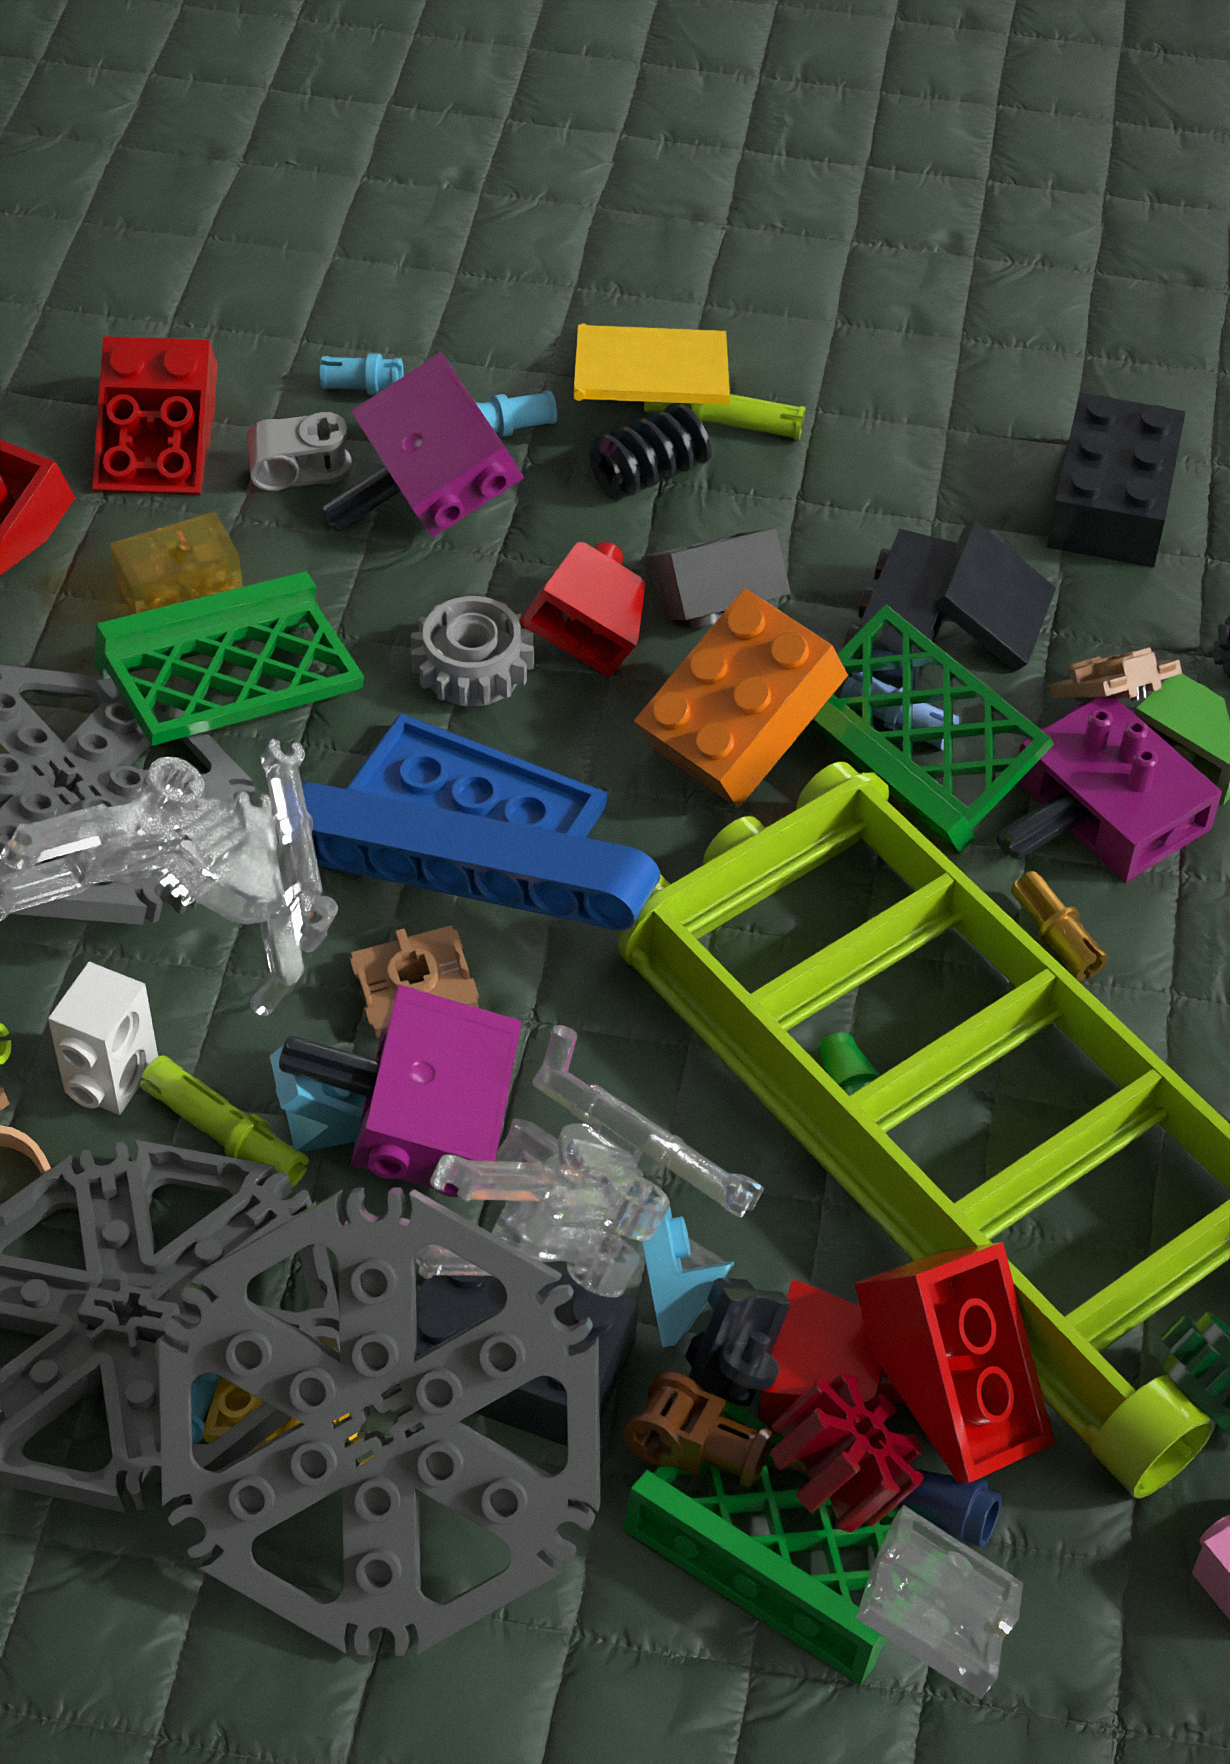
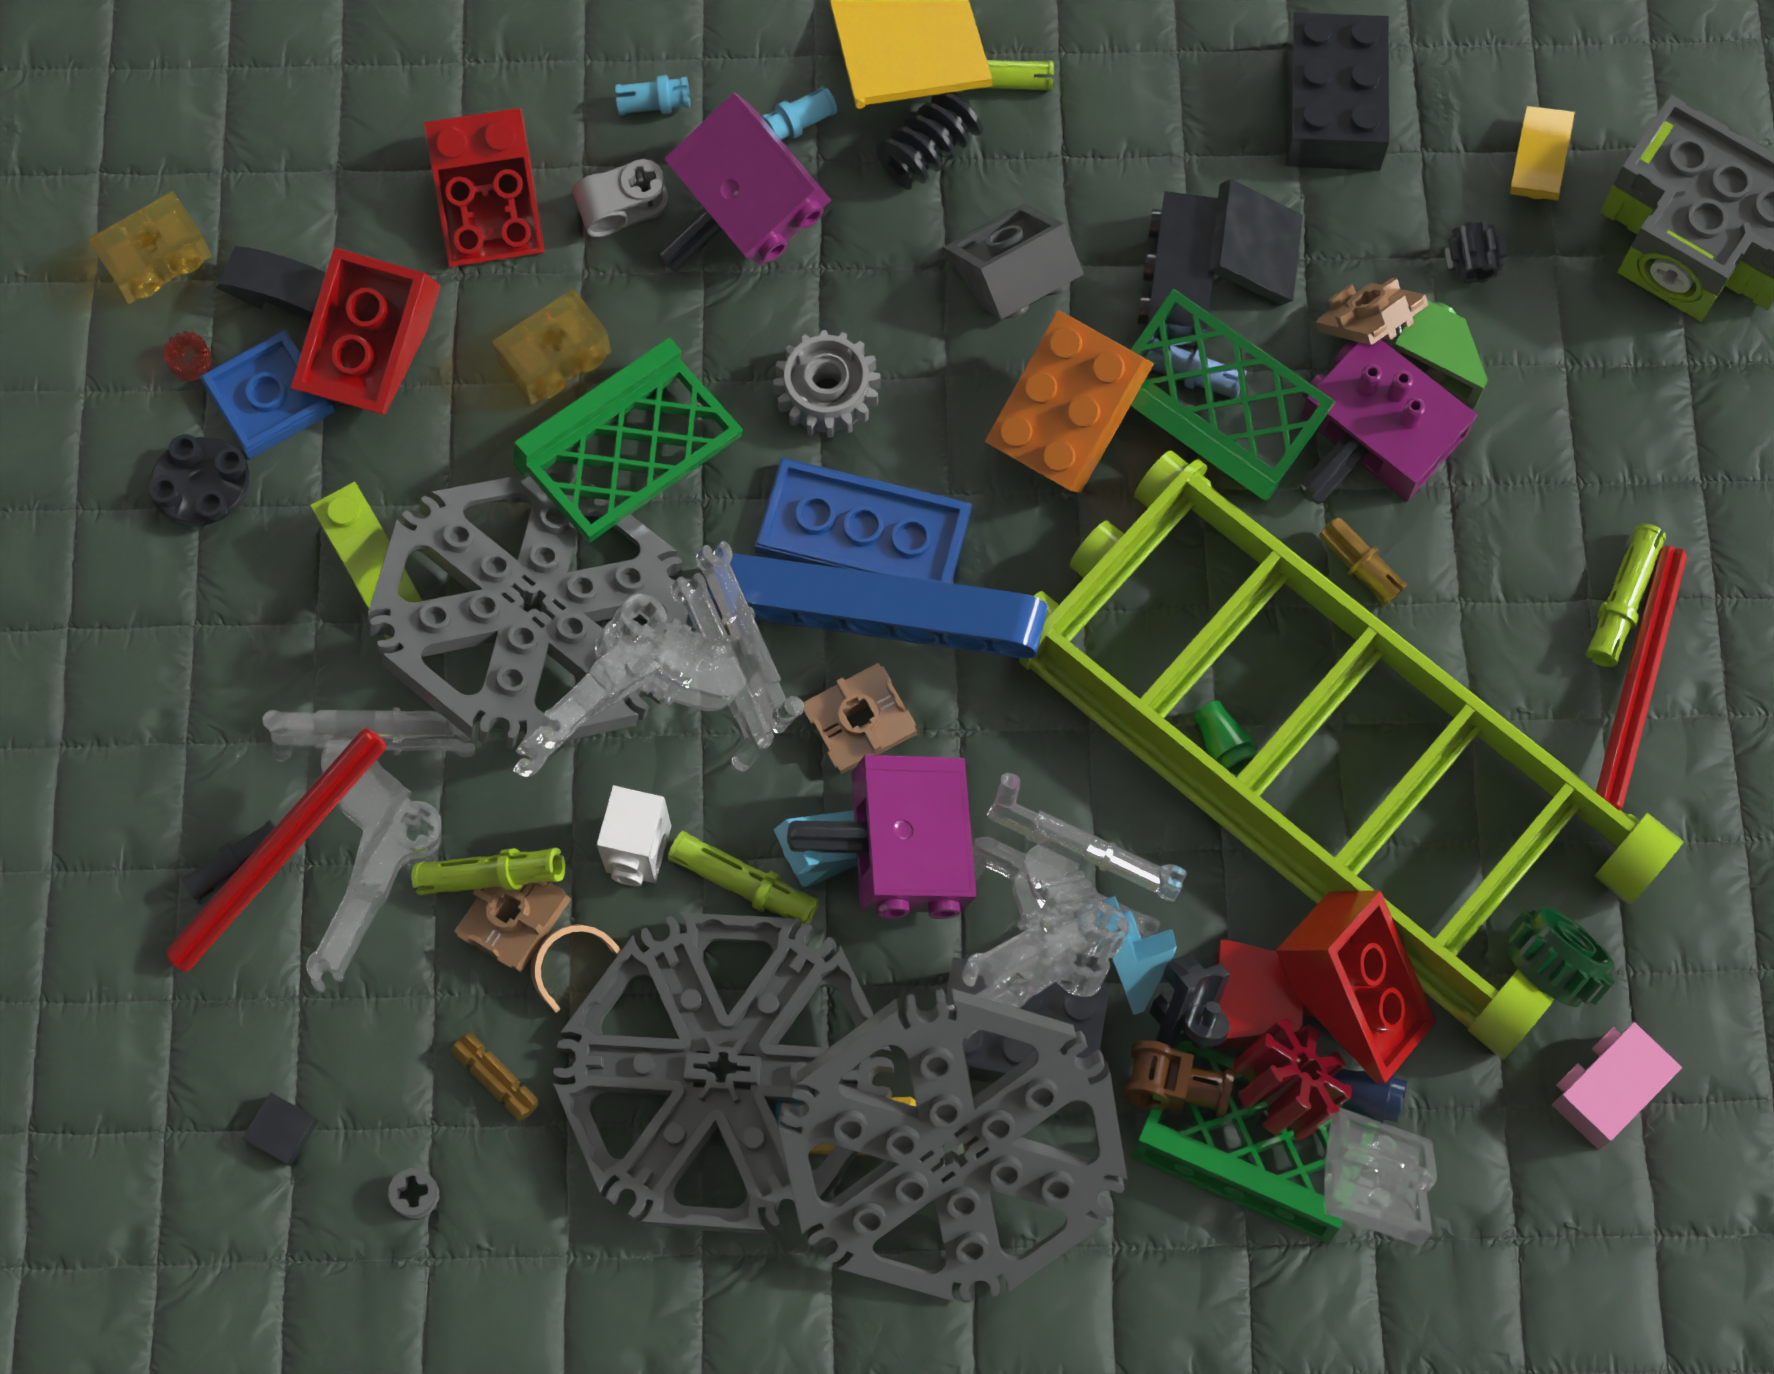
camera: 10 degrees left, 20 degrees up
(590, 607) = (917, 321): red torso -> none

